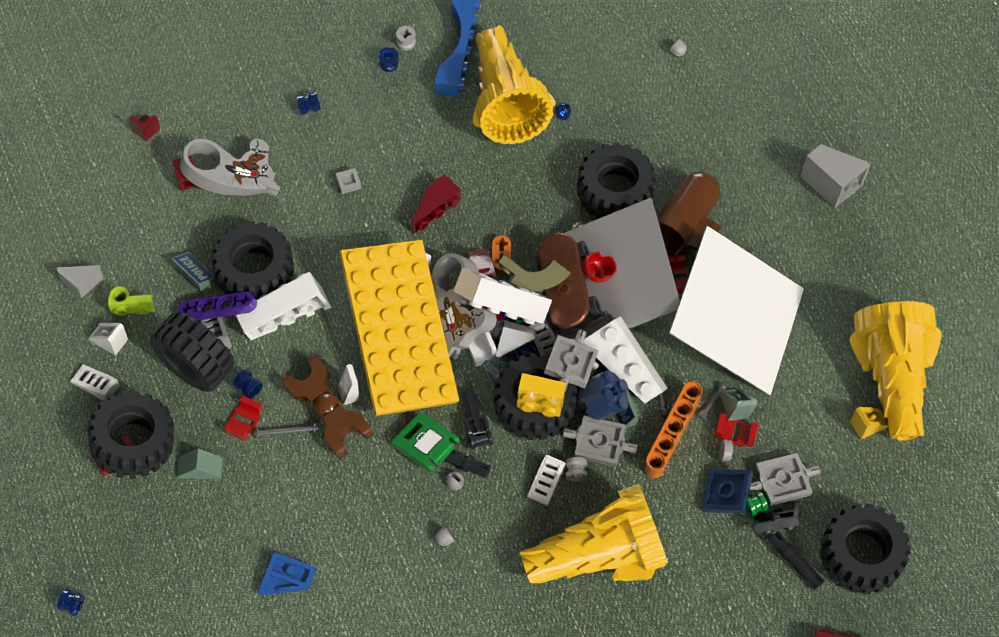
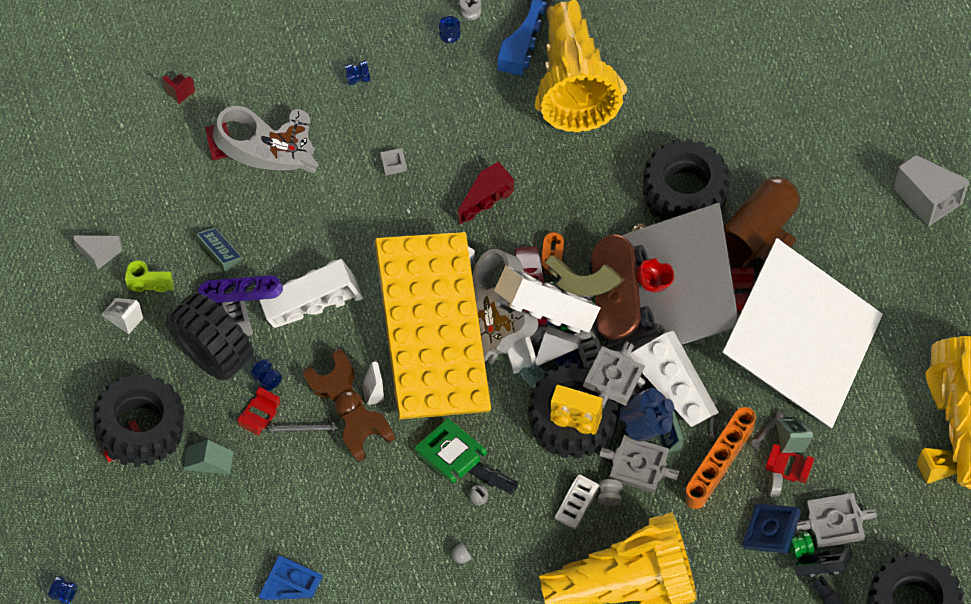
camera: 10 degrees right, 0 degrees up
(111, 383) = (118, 371): white slope -> none
(250, 239) = (278, 219): black tyre -> none
(475, 424) = (506, 435): black connector -> none
(564, 112) = (636, 99): clear blue hinge -> none
(678, 48) = (772, 36): light grey hinge -> none

